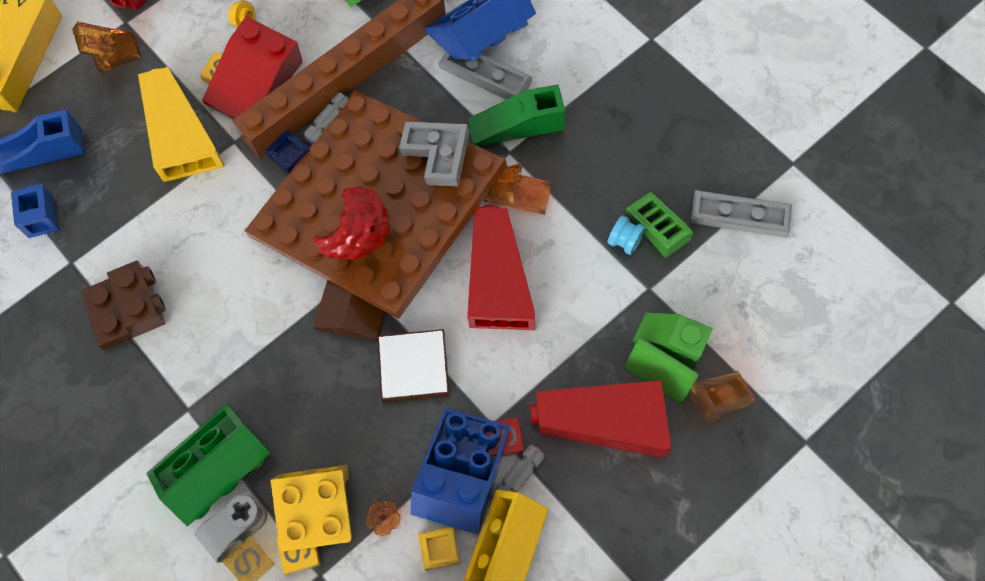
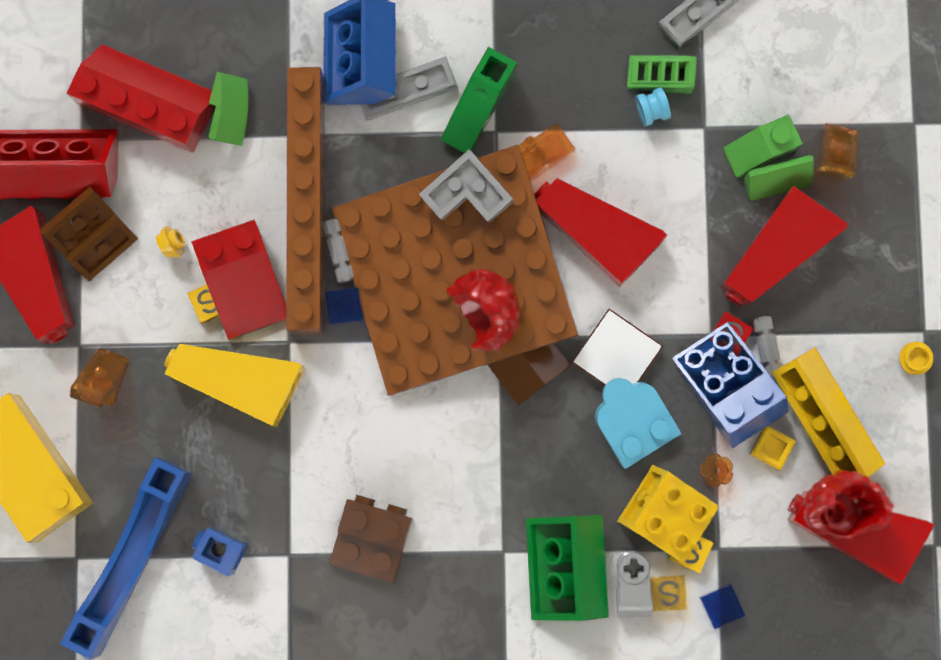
camera: 45 degrees left, 15 degrees up
(369, 418) = (634, 420): none -> medium azure plate

